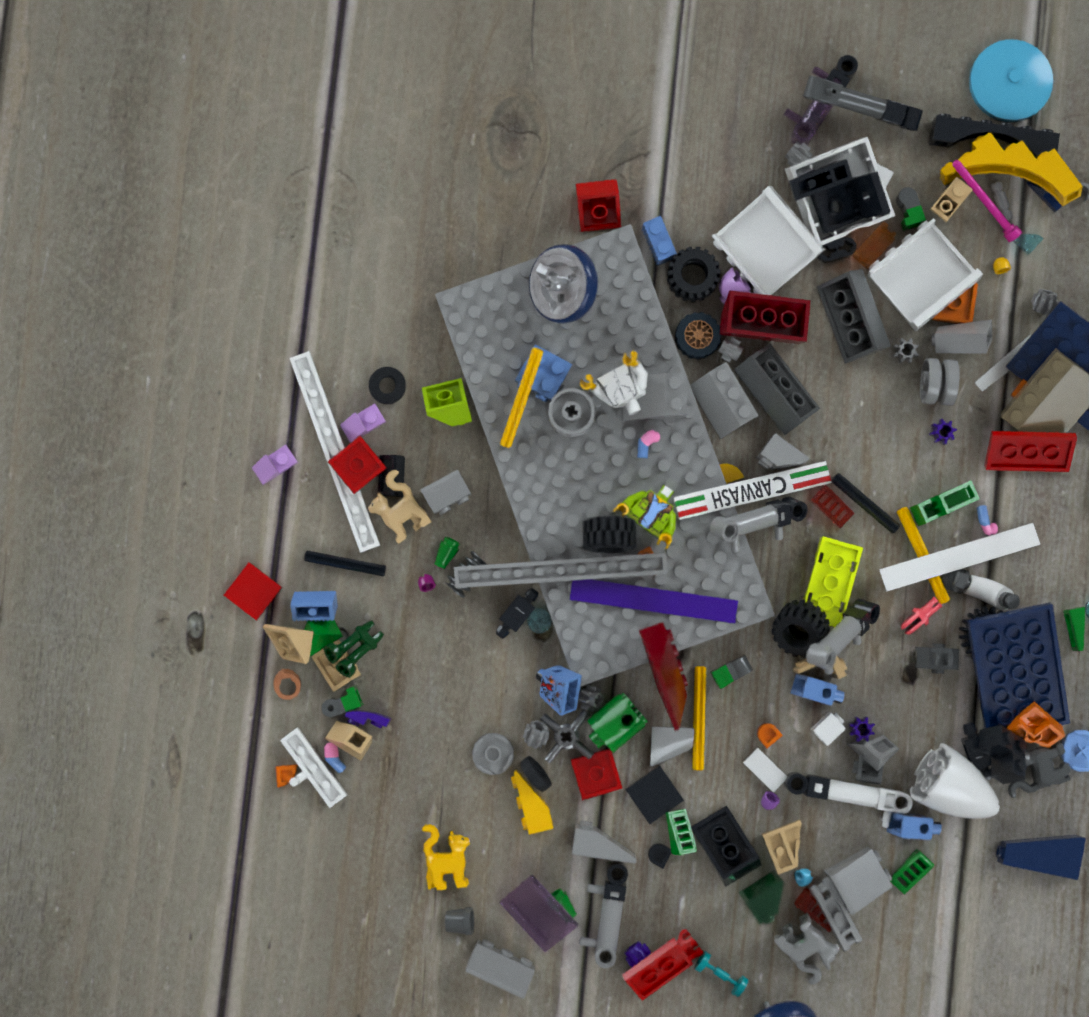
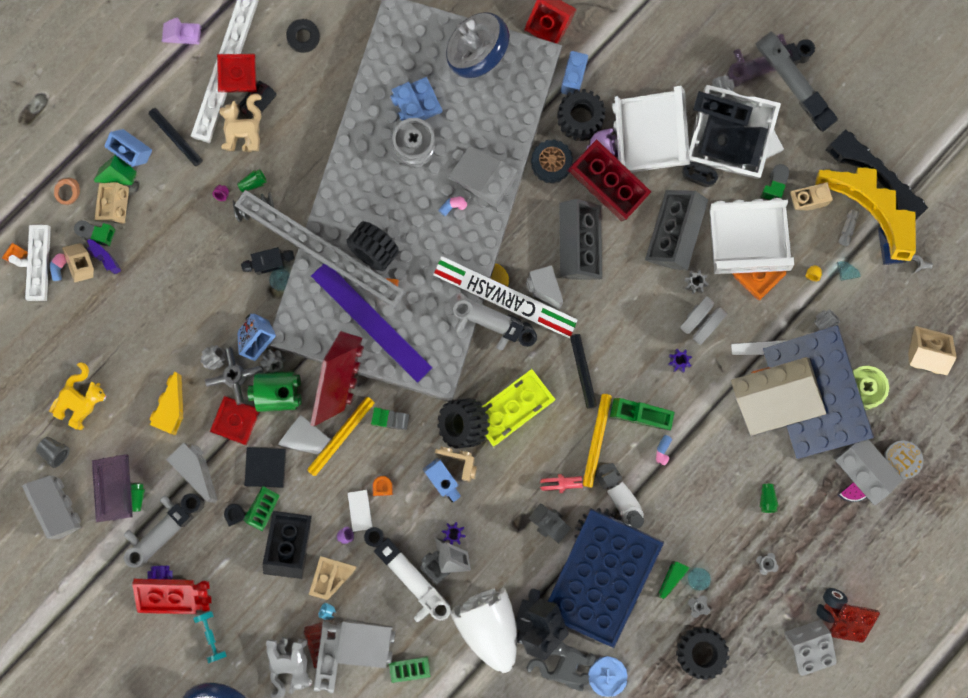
camera: 30 degrees right, 5 degrees down
(253, 591) = (95, 108): red tile -> none
(291, 642) = (91, 160): tan slope -> none
(347, 665) = (145, 194): dark green piece -> none
(362, 423) = (265, 48): lavender slope -> none
(446, 492) = (284, 137): light grey slope -> none
(447, 402) = (335, 78): lime slope -> none
(493, 753) = (172, 349): light grey tile -> none
(521, 397) = (384, 105): yellow axle -> none
(535, 773) = (189, 385): black tyre -> none
(622, 385) = (464, 148): white torso -> none
(651, 512) = (417, 255): torso -> none
(723, 400) = (534, 220): light grey slope -> none
(731, 349) = (567, 187): light grey gear -> none
(764, 897) = (279, 601): clear green slope -> none
(828, 728) = (429, 514): white brick -> none
(837, 501) = (553, 372): clear red slope -> none
(854, 625) = (505, 449): light grey piece -> none
(874, 245) = (730, 190): clear orange hinge -> none
(913, 826) = (431, 629): medium blue torso -> none
(959, 557) = (623, 461): white sticker -> none
(964, 337) = (746, 303): light grey slope -> none
(1010, 231) = (840, 252): dark pink piece -> none
(1011, 80) = (920, 147): medium azure dish -> none
(1030, 451) = (734, 422): red plate -> none
(1037, 726) = (586, 630): orange slope -> none

